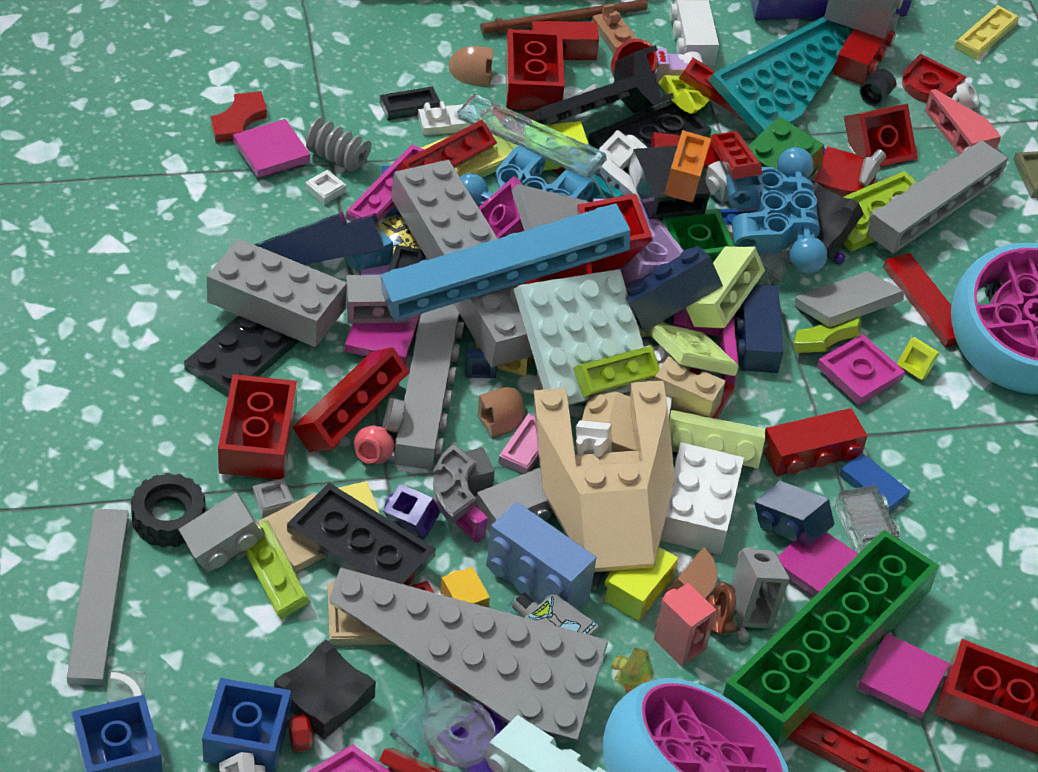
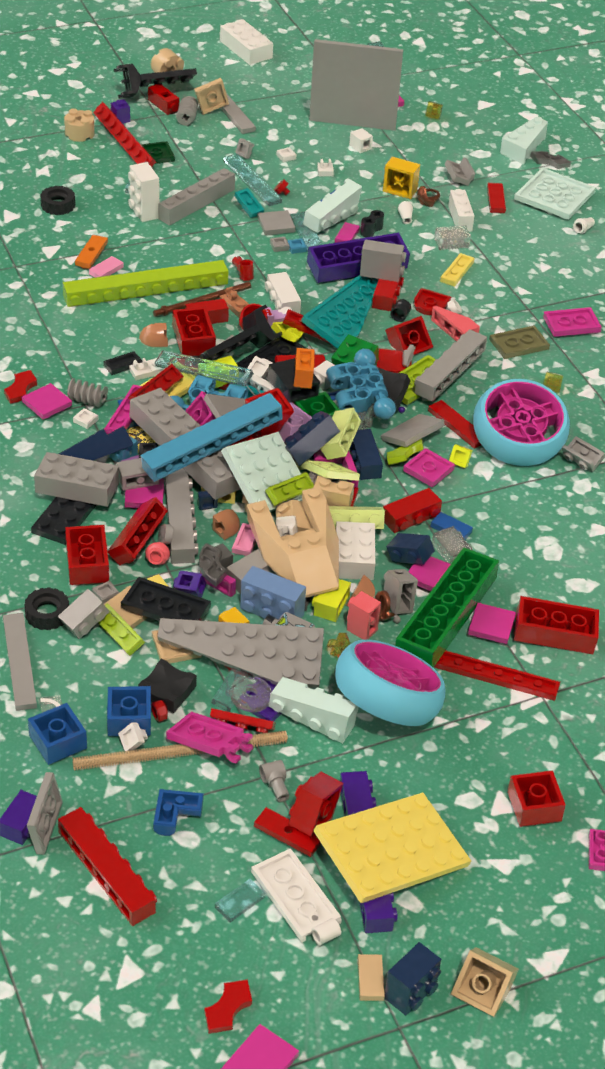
camera: 10 degrees left, 5 degrees down
(735, 155) = (329, 359): red tile -> none

